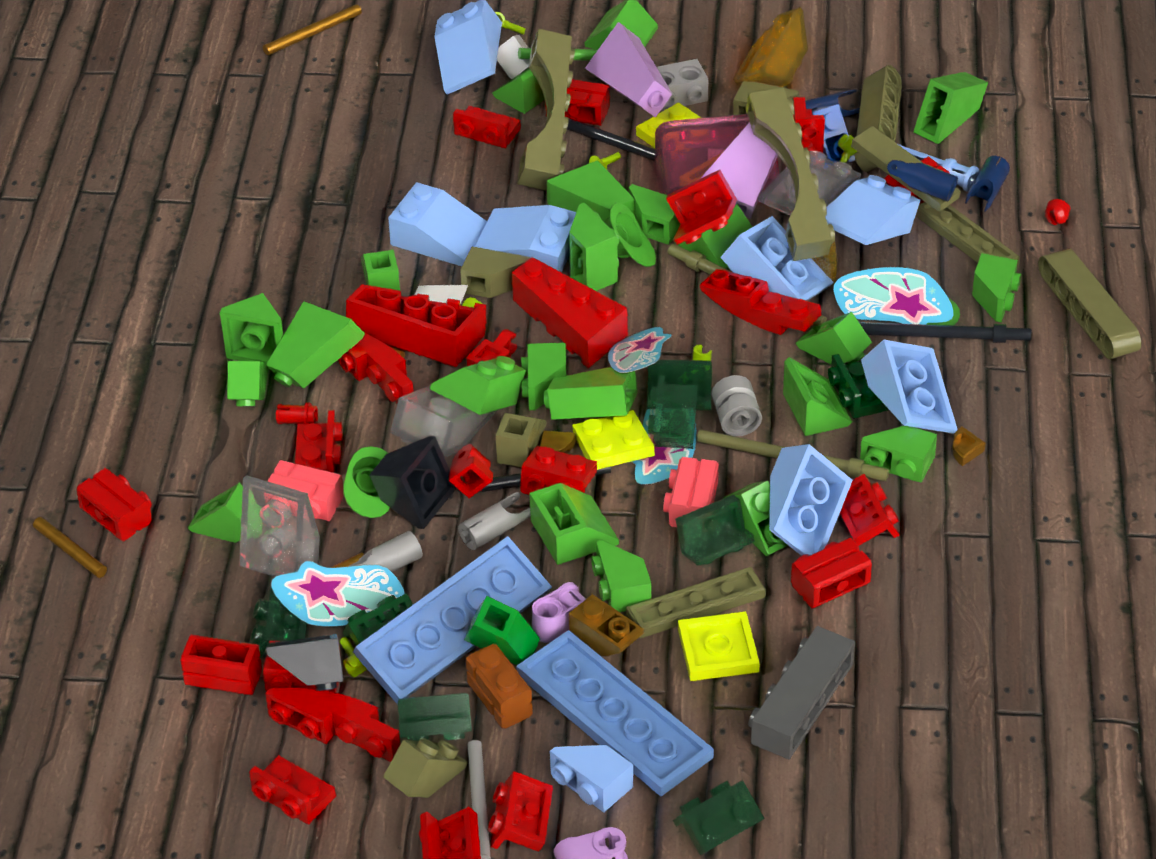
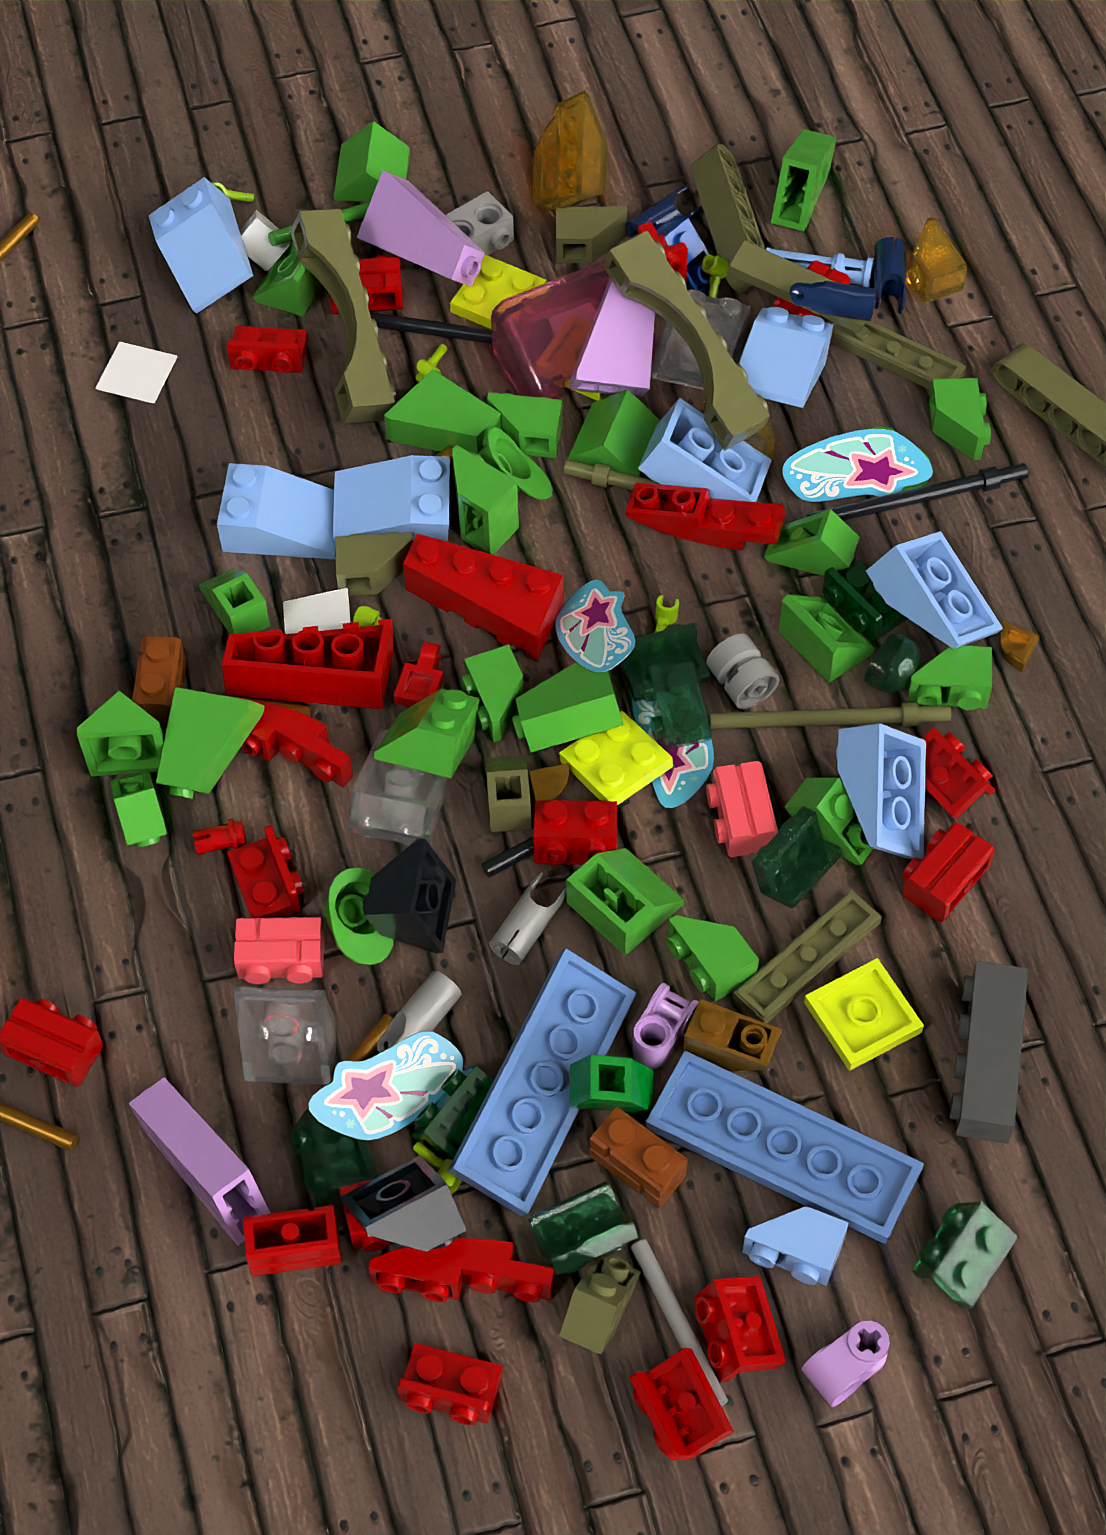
camera: 20 degrees left, 15 degrees up
(180, 593) = (199, 1157): none -> lavender slope
(220, 516) = (197, 1015): bright green slope -> none
(307, 289) = (158, 673): none -> dark orange brick
(384, 120) = (136, 372): none -> white sticker
(473, 468) = (470, 855): red leg -> none
(702, 206) = (596, 412): red bracket -> none
(860, 425) = (893, 664): none -> clear green hair
(1026, 184) = (935, 264): none -> clear yellow slope
(1057, 211) = (982, 292): red hinge -> none

